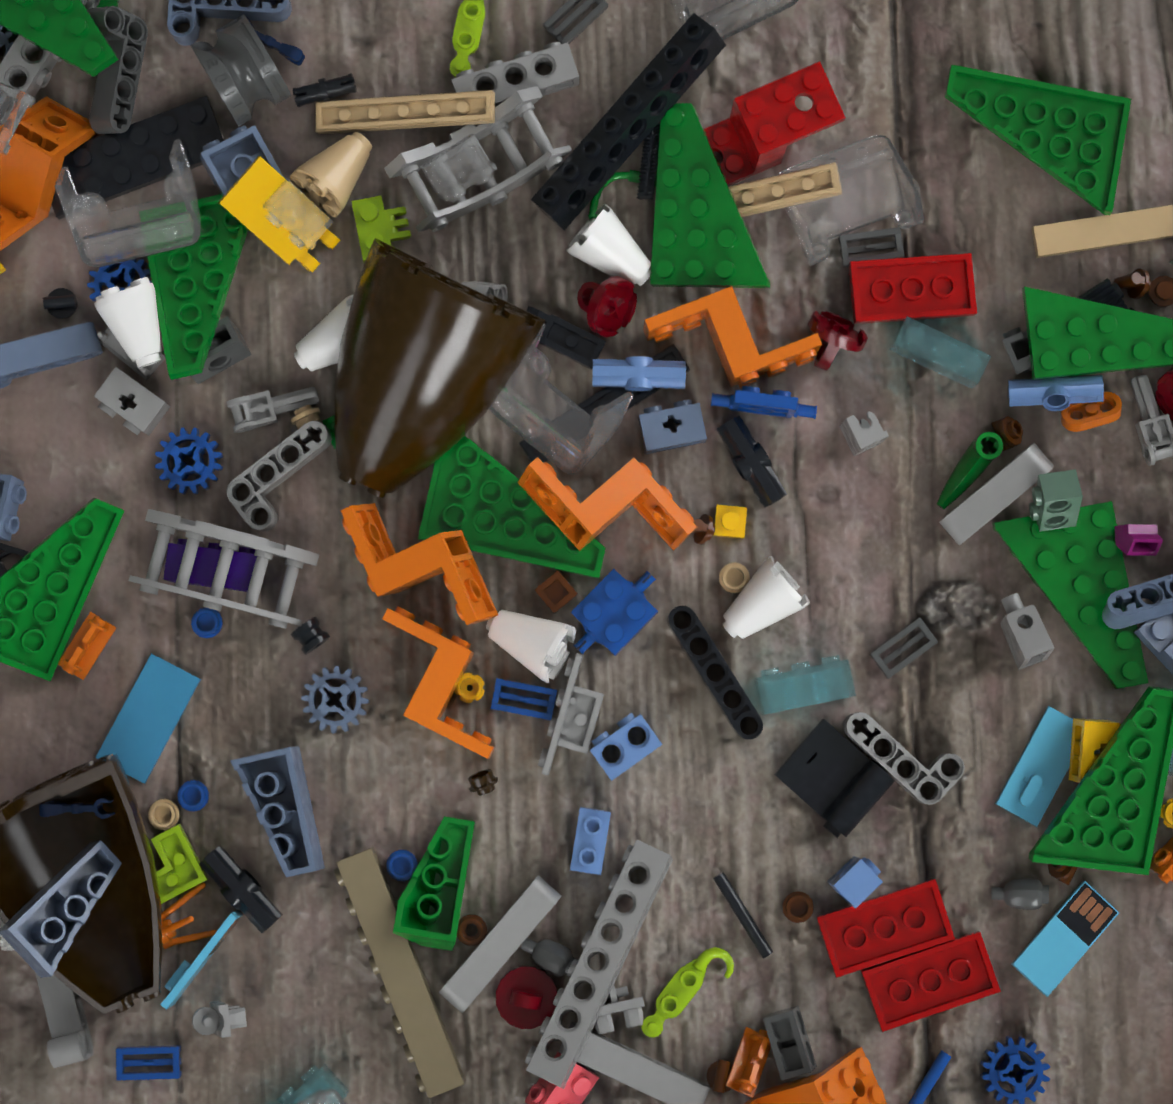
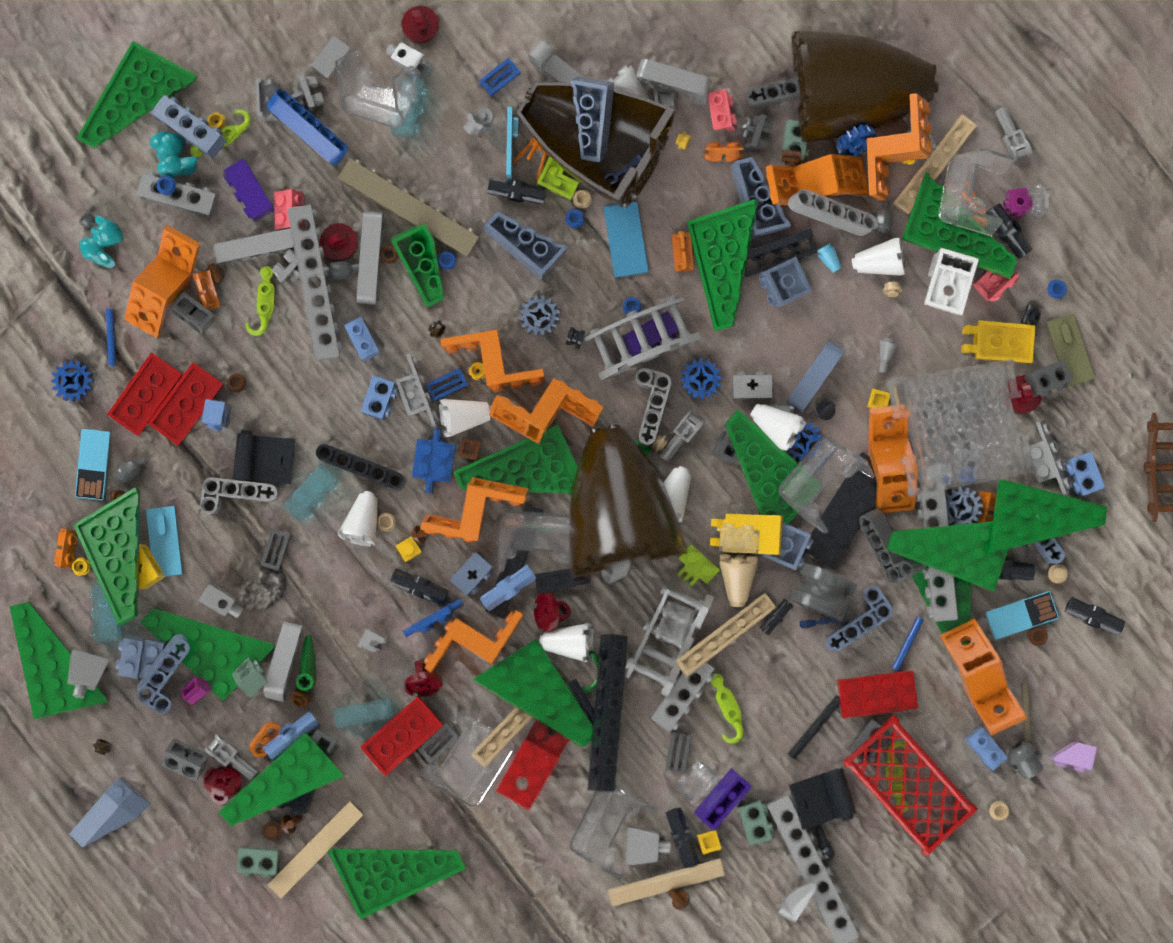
camera: 150 degrees right, 0 degrees up
(743, 915) = (261, 359): black bar -> none

